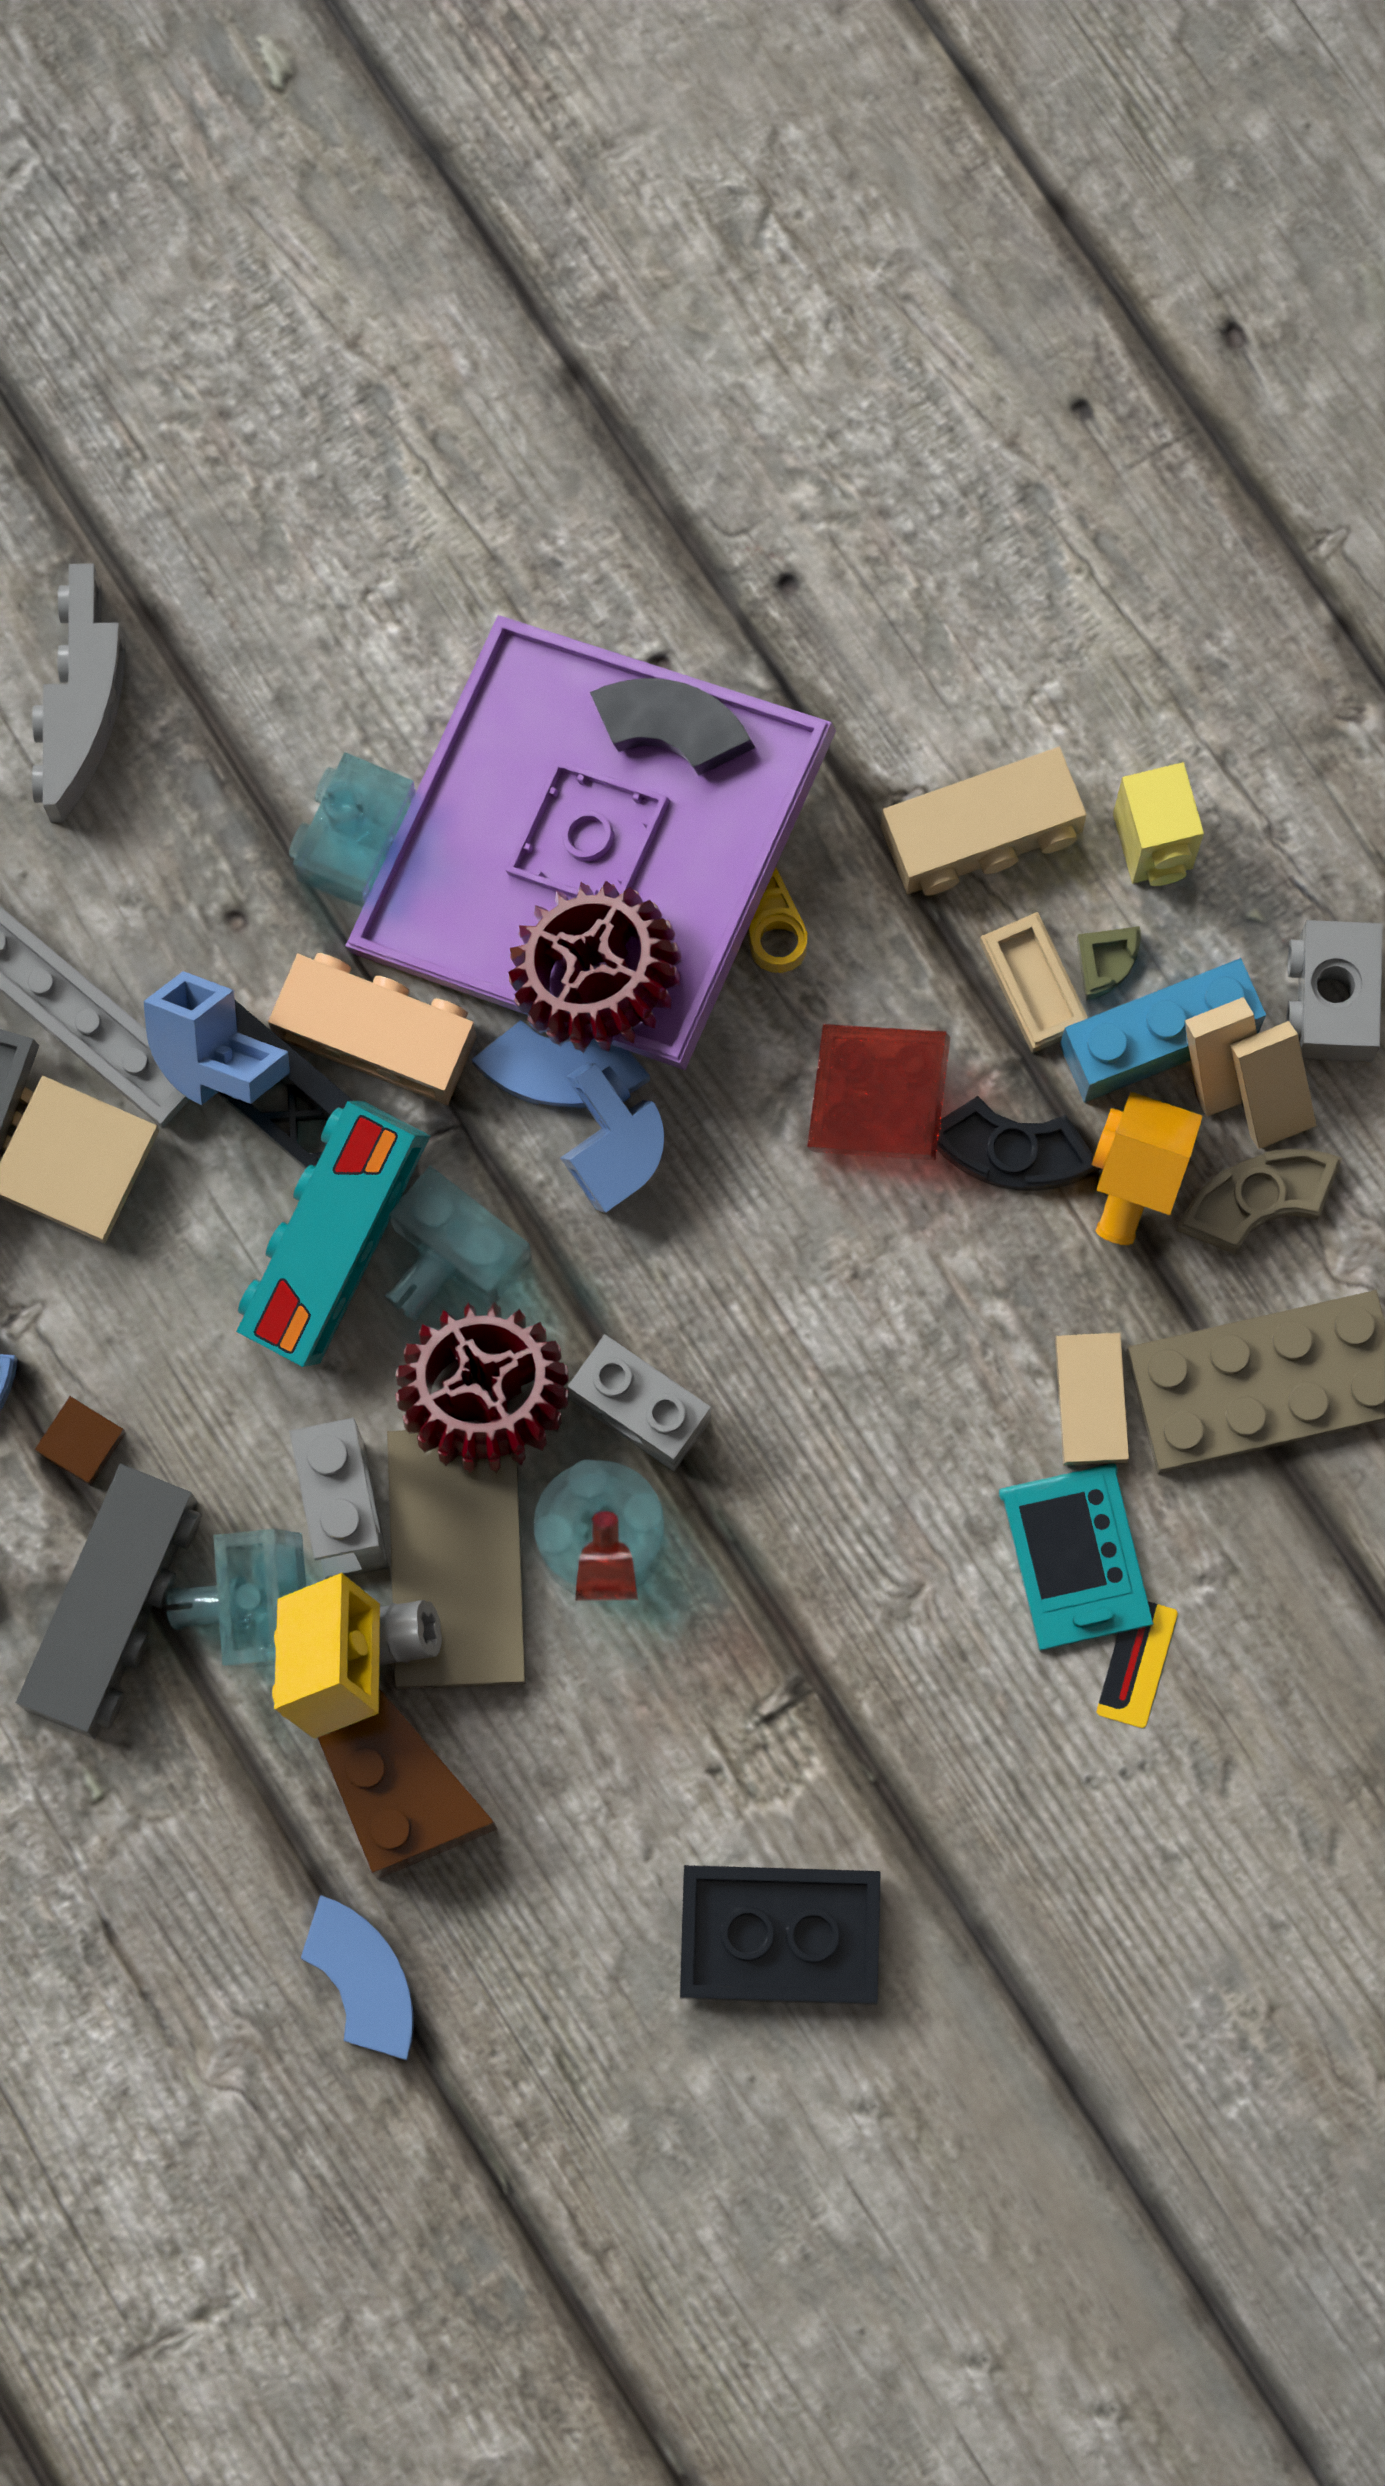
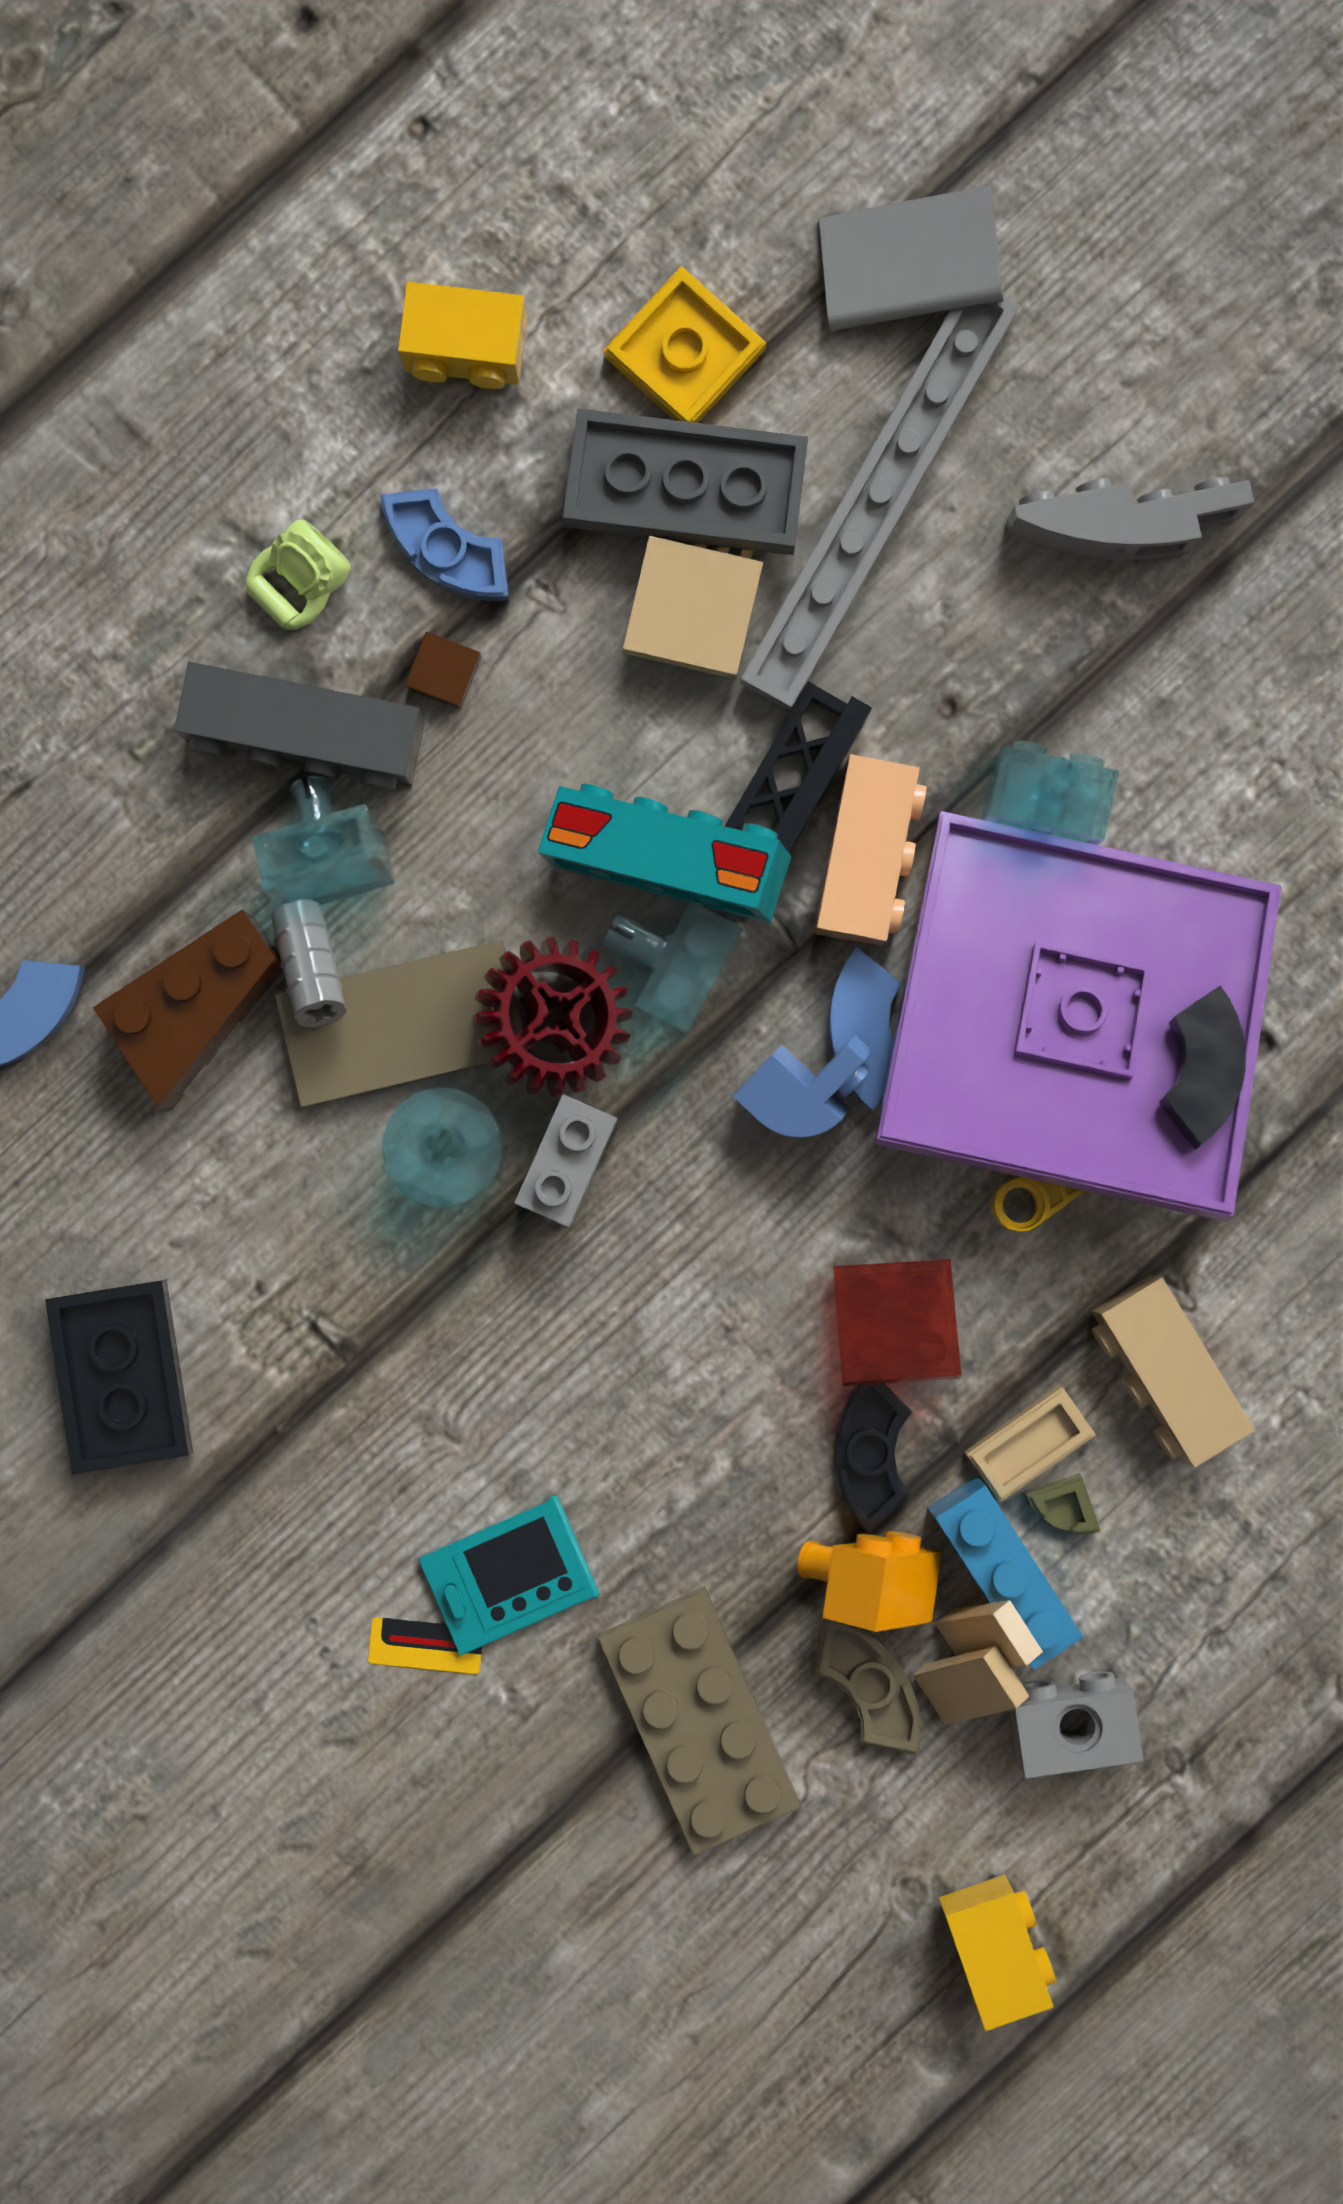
camera: 75 degrees right, 10 degrees up
(198, 1043) = (812, 698): medium blue brick -> none
(327, 1656) = (263, 927): yellow brick -> none
(339, 1498) = (418, 909): light grey window -> none
(605, 998) = (999, 1051): dark red gear -> none
(605, 1564) = (395, 1163): clear red piece -> none
(1091, 1399) = (652, 1564): tan tile -> none
(1158, 824) = (1198, 1537): light yellow brick -> none

